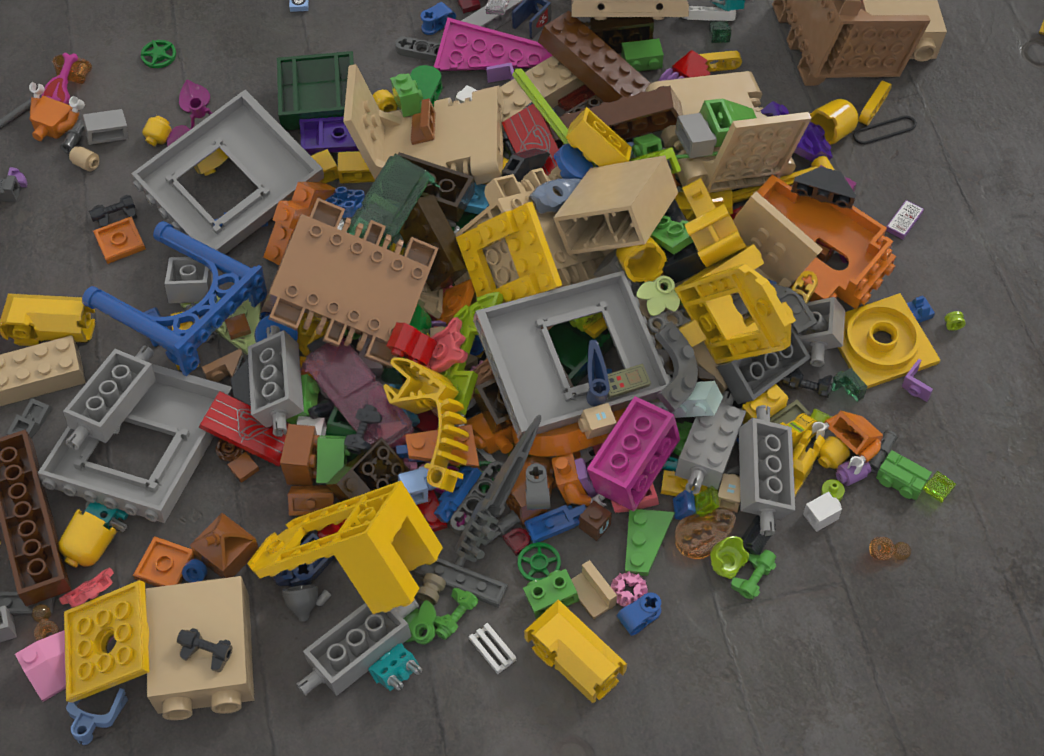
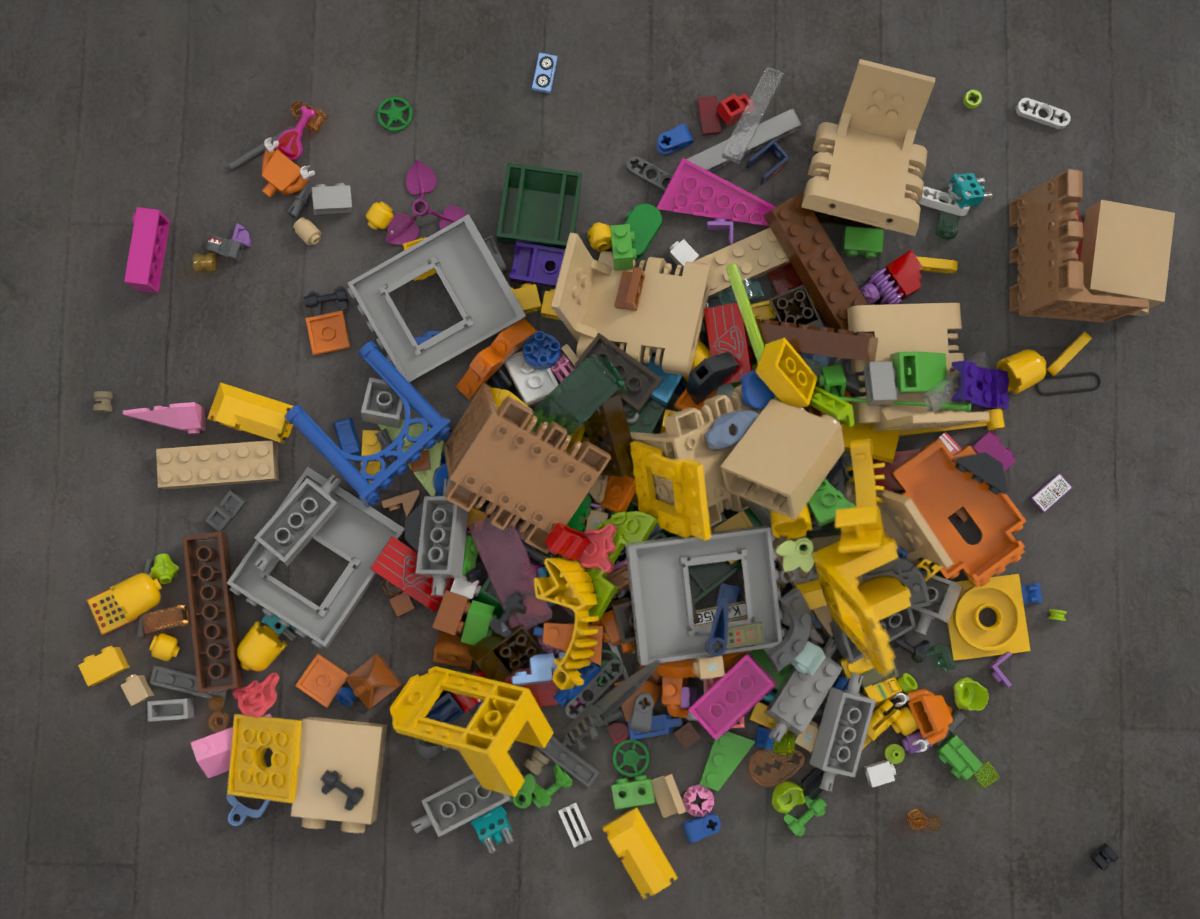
camera: 10 degrees right, 25 degrees up
(892, 410) = (970, 695): none -> lime hair

